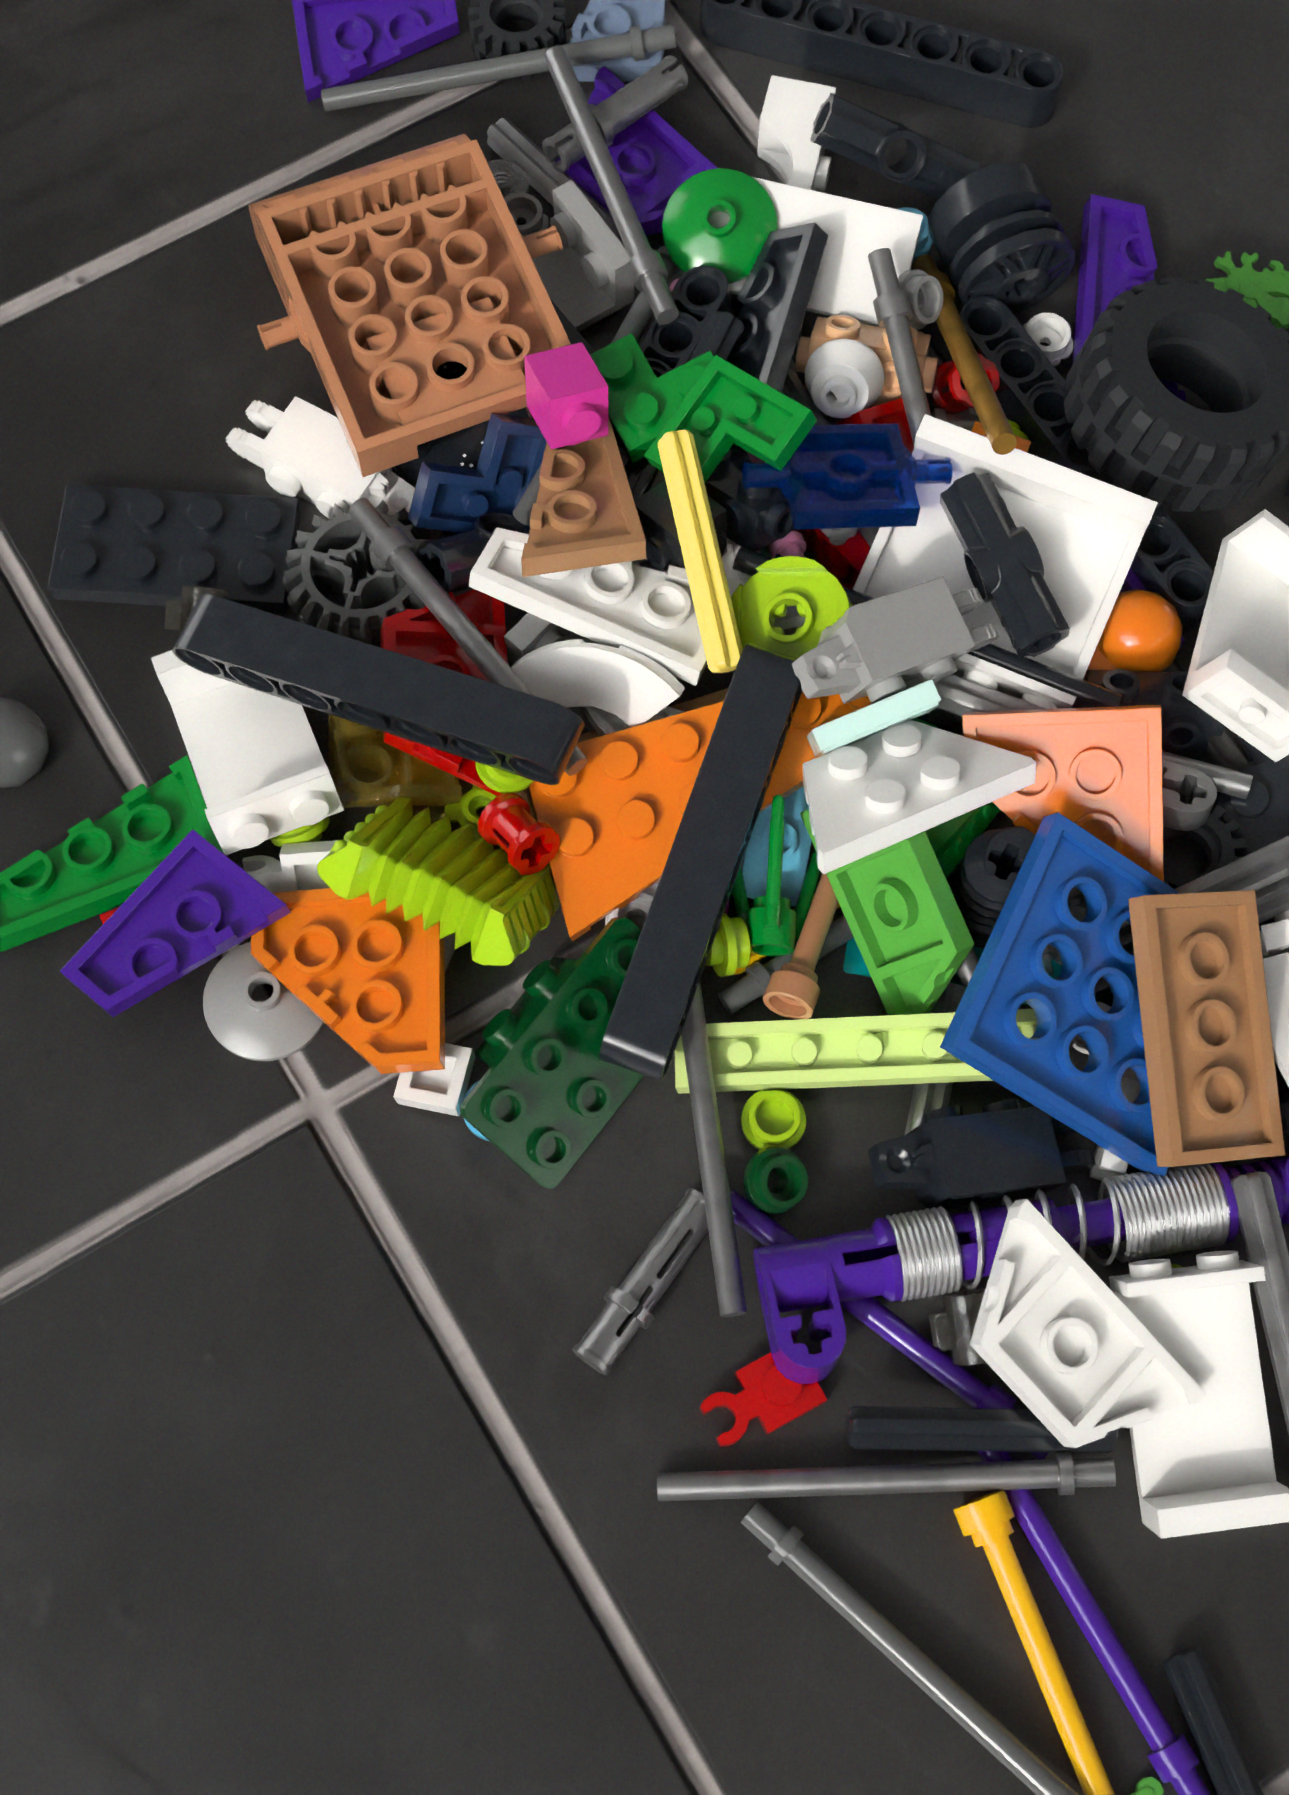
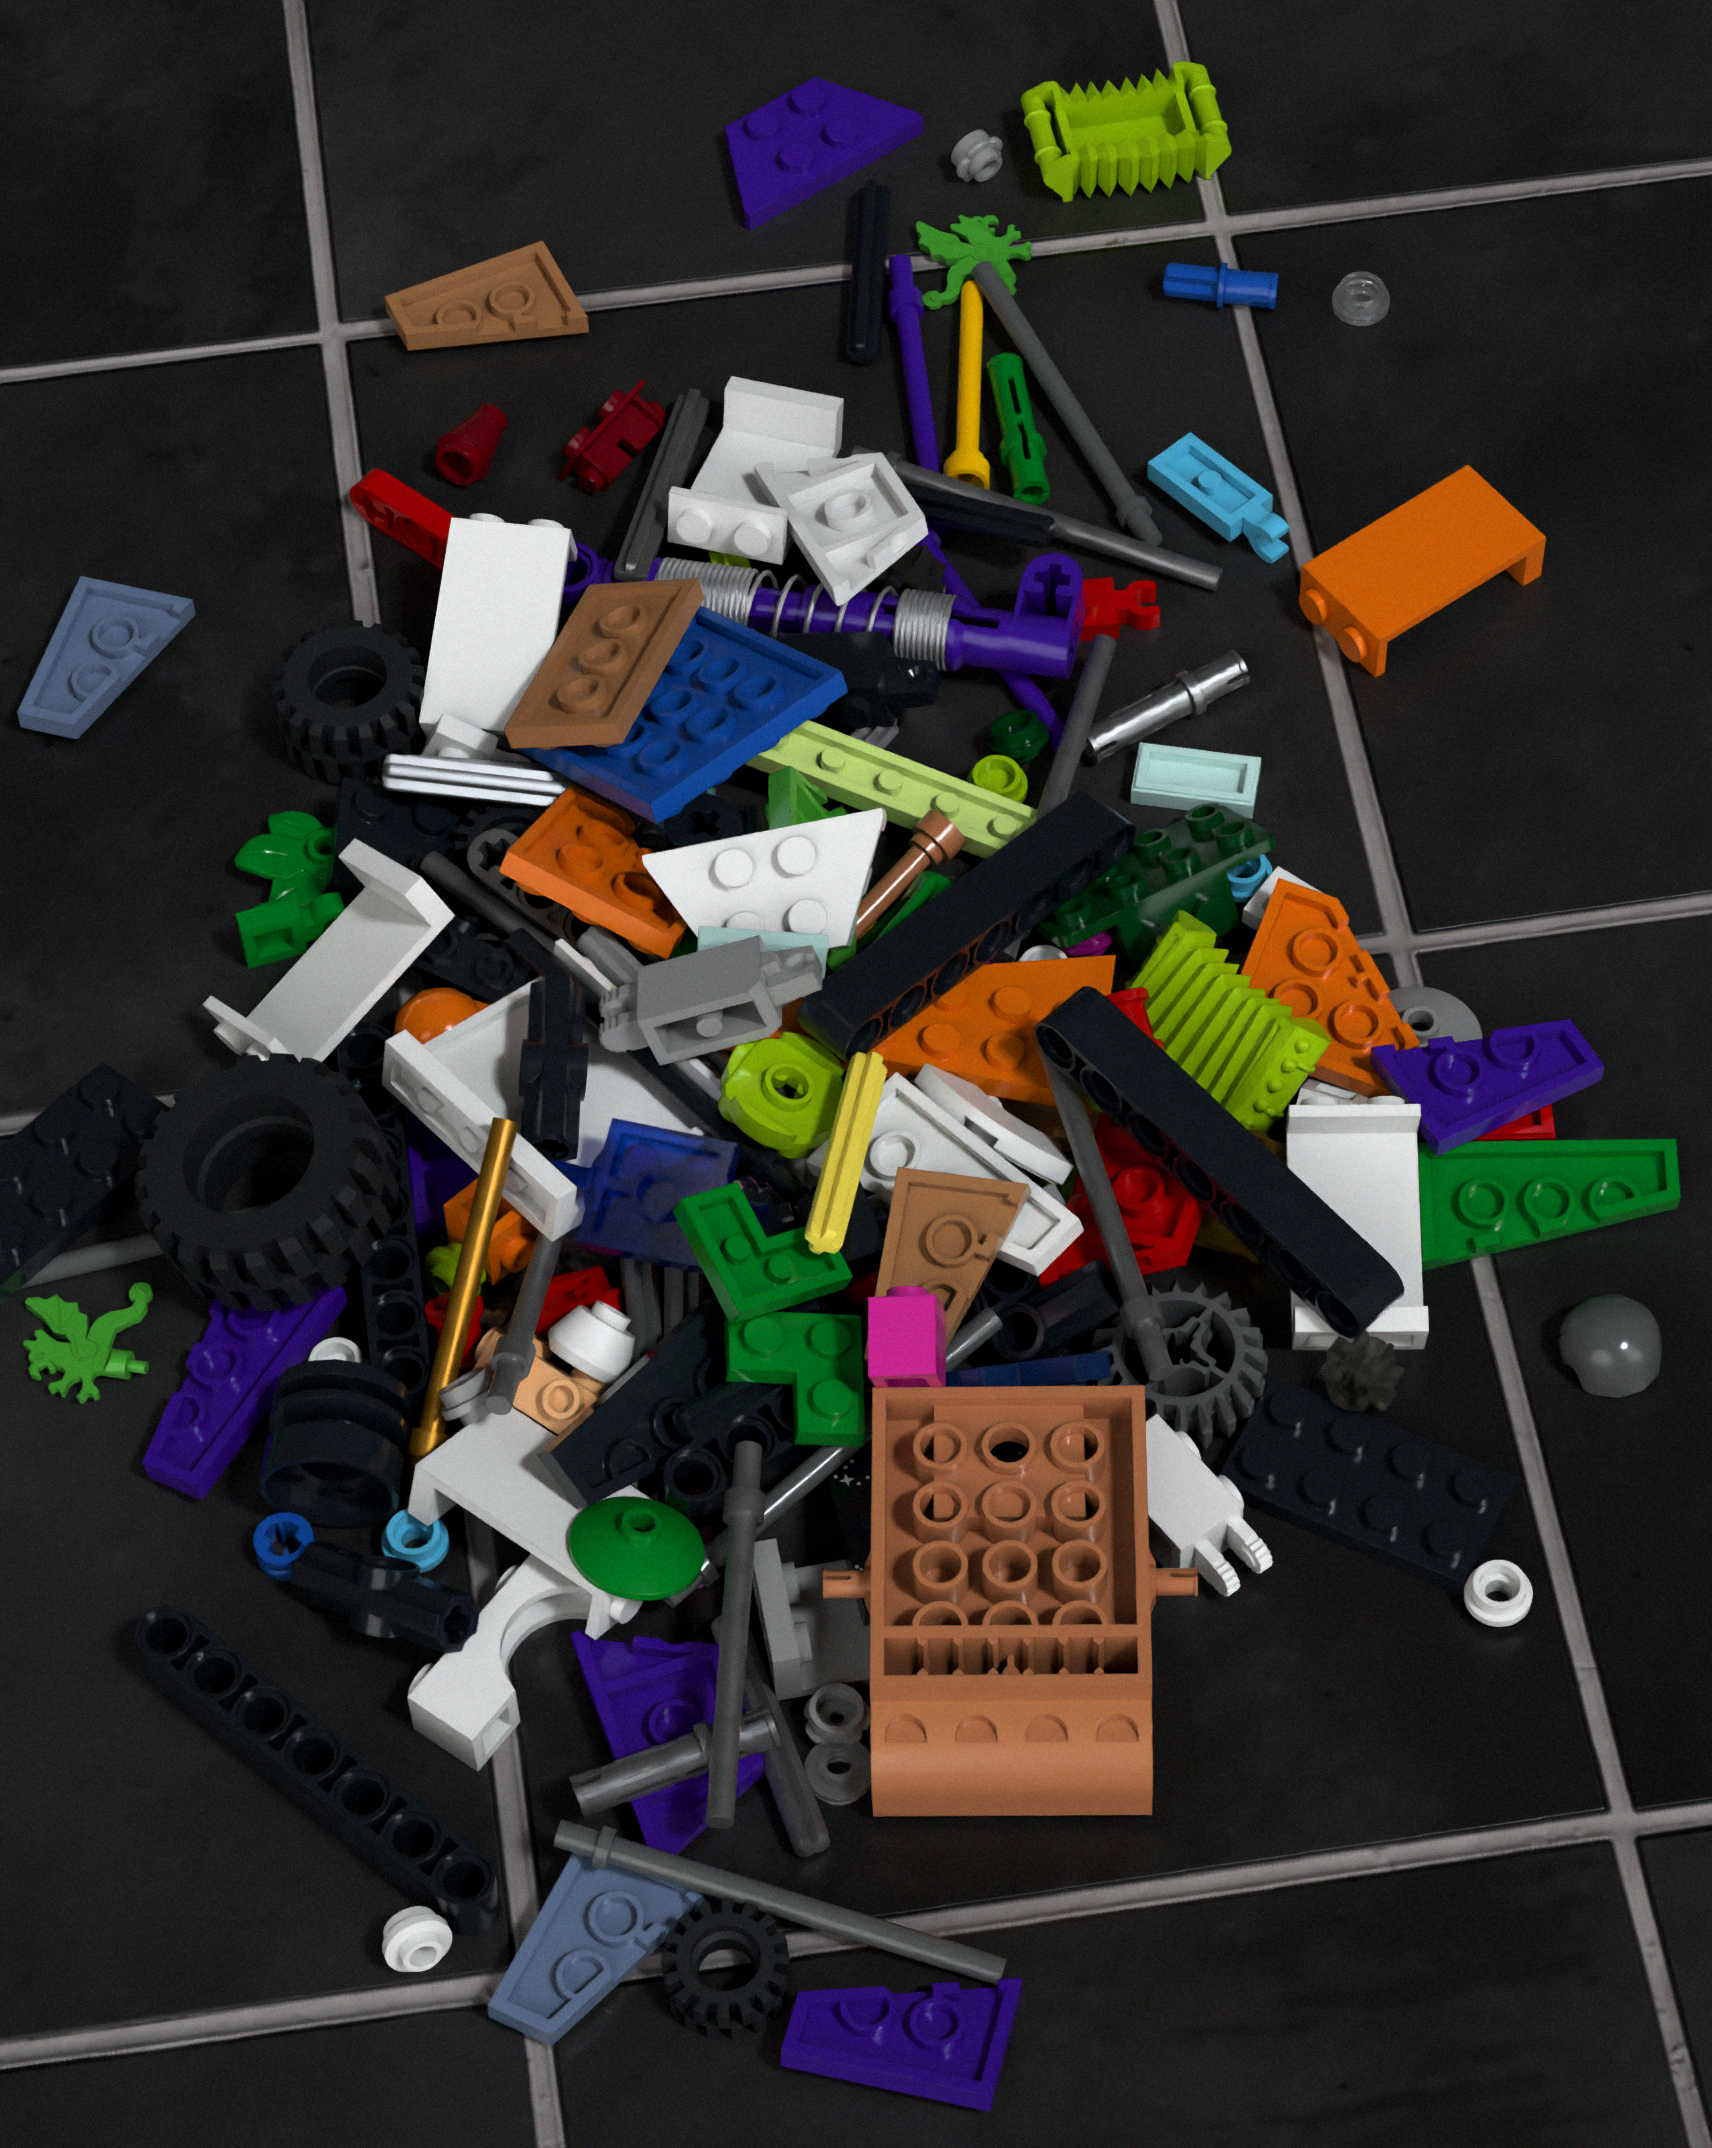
camera: 155 degrees left, 15 degrees down
(32, 479) = (1500, 1577): none -> white plate
(437, 1573) = (1417, 564): none -> orange panel
(582, 1210) = (1194, 777): none -> light aqua tile
(705, 1602) = (1220, 495): none -> medium azure plate
(1007, 1683) = (1021, 446): none -> green pin

